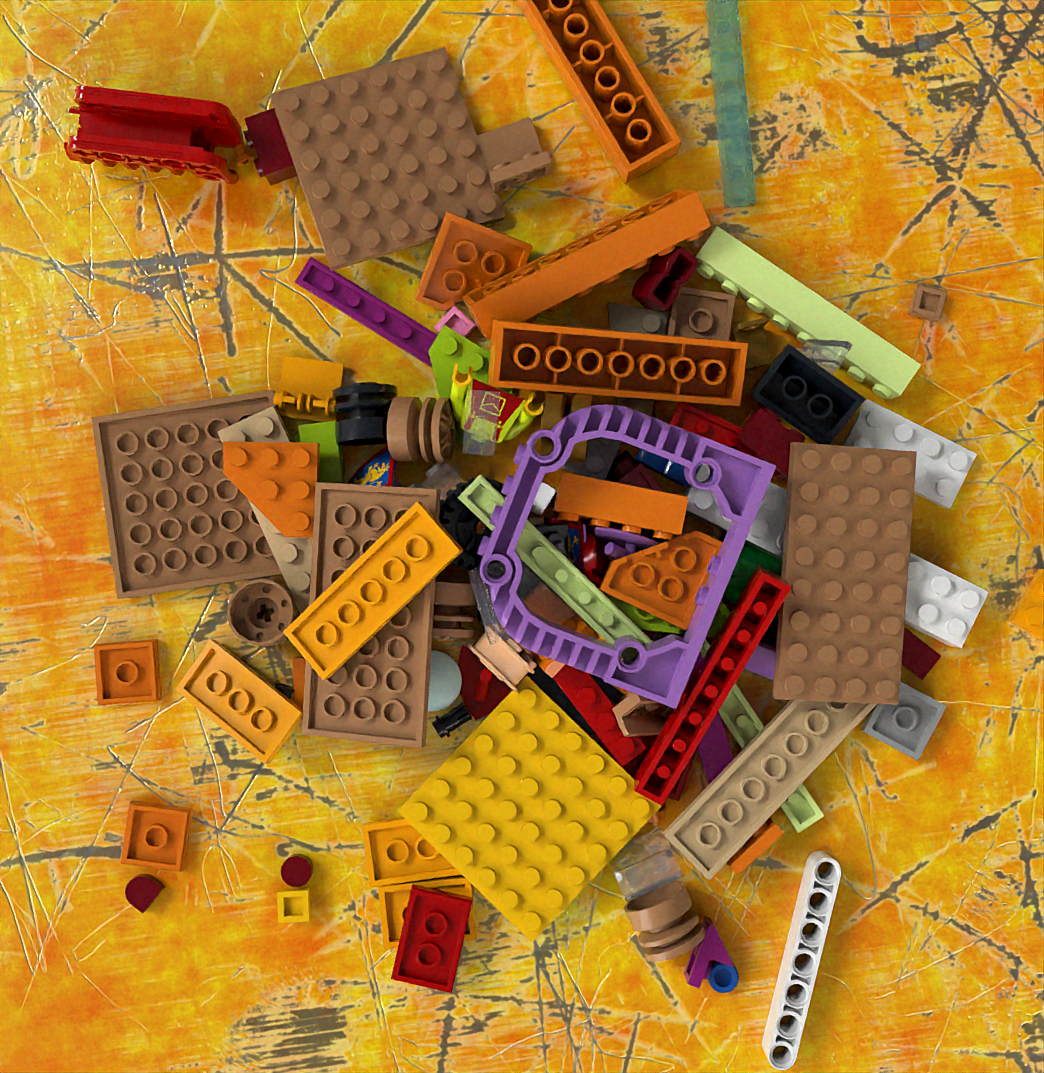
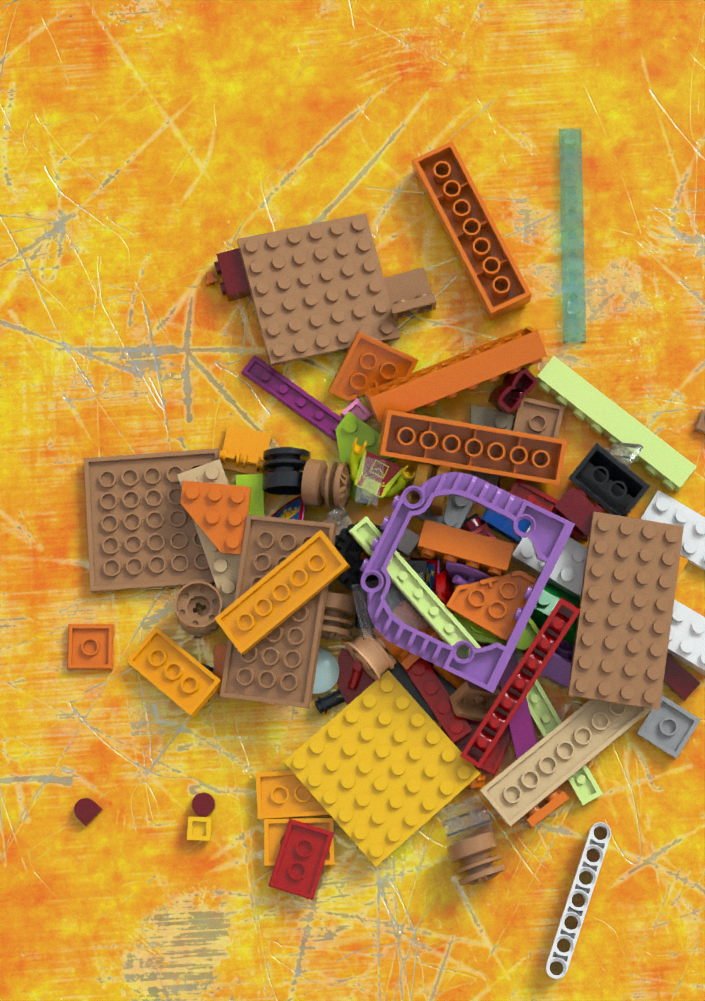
camera: 10 degrees right, 10 degrees down
(153, 132) = (151, 260): red piece -> none
(156, 836) = (100, 770): orange tile -> none
(709, 948) = (509, 884): magenta slope -> none
(723, 977) = (518, 911): blue tile -> none
(758, 350) = (576, 442): pearl gold bracket -> none

